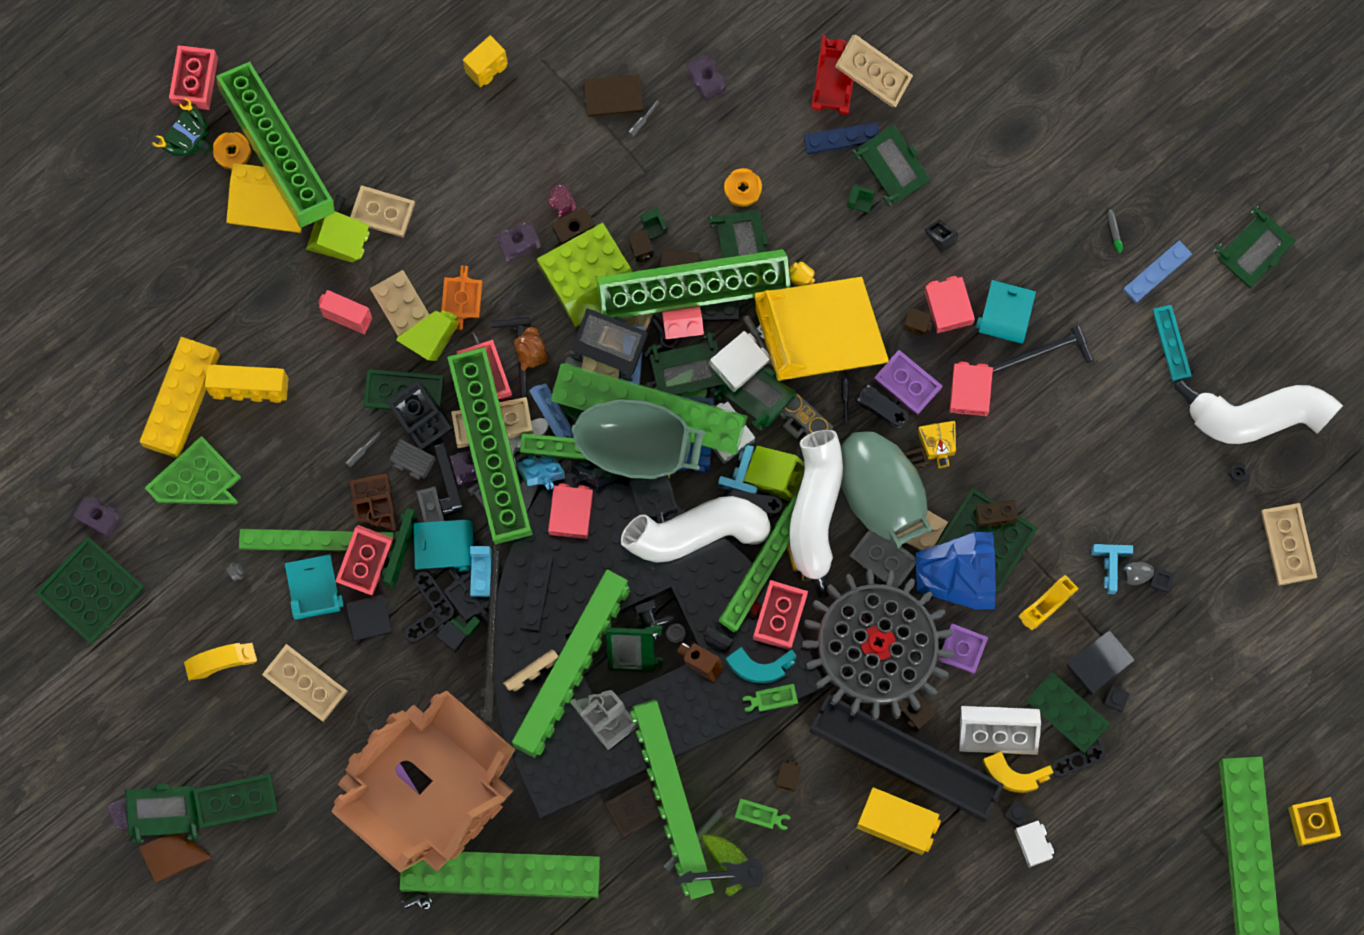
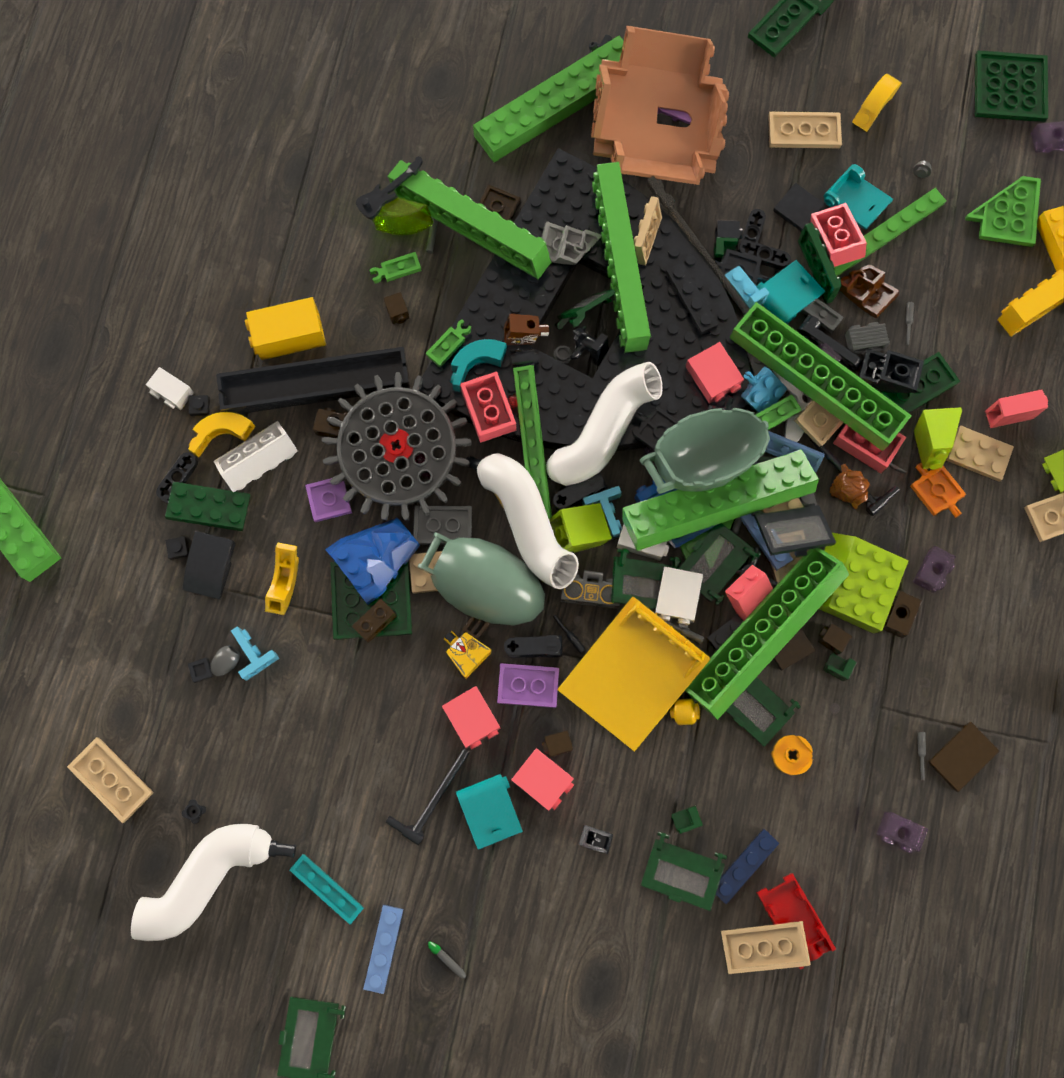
camera: 140 degrees right, 0 degrees up
(561, 199) = (929, 630): clear pink brick -> none

